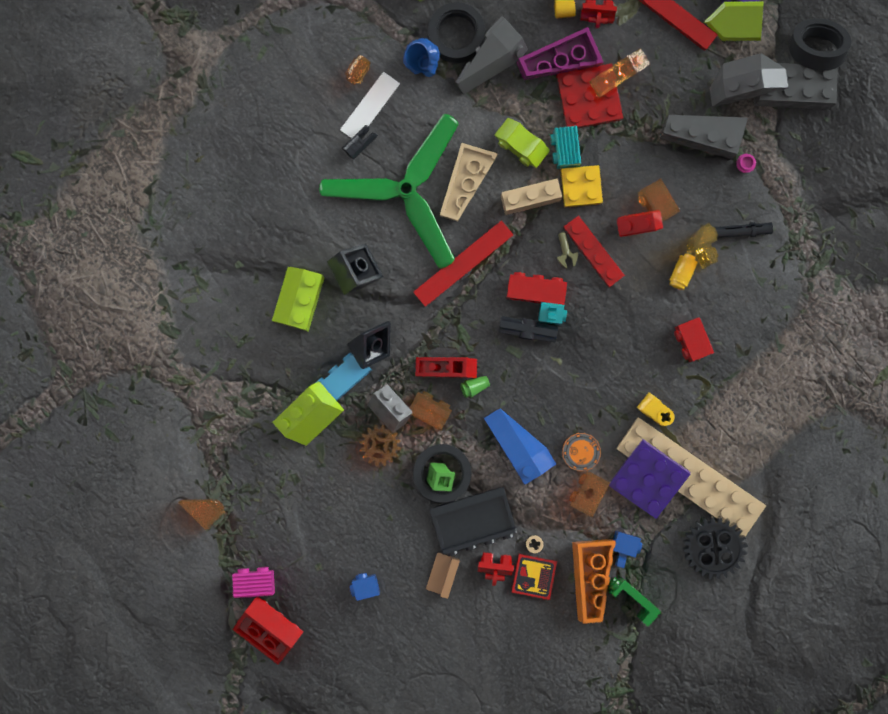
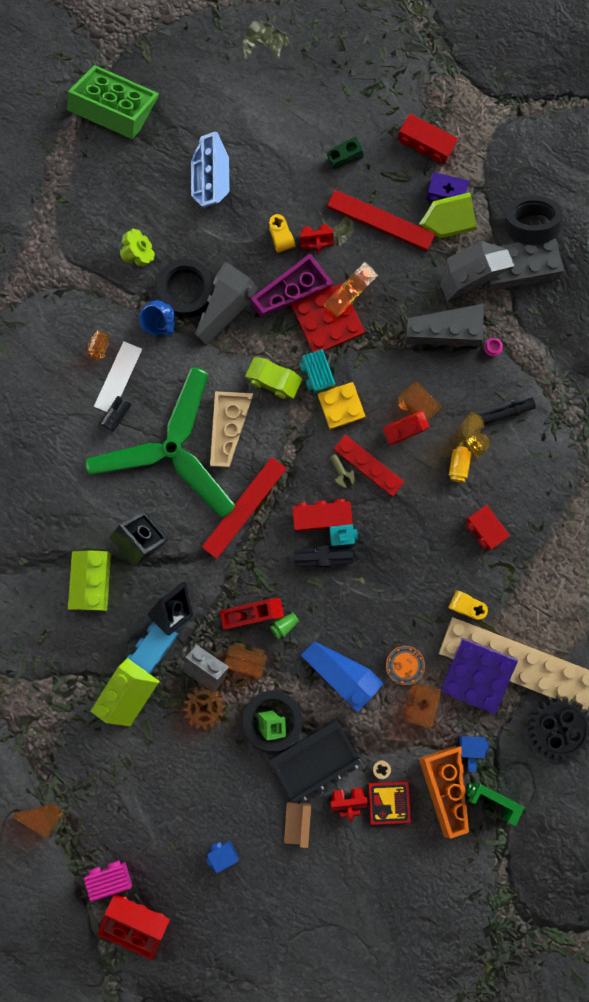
camera: 20 degrees left, 5 degrees down
(531, 196) = (295, 427): tan brick -> none

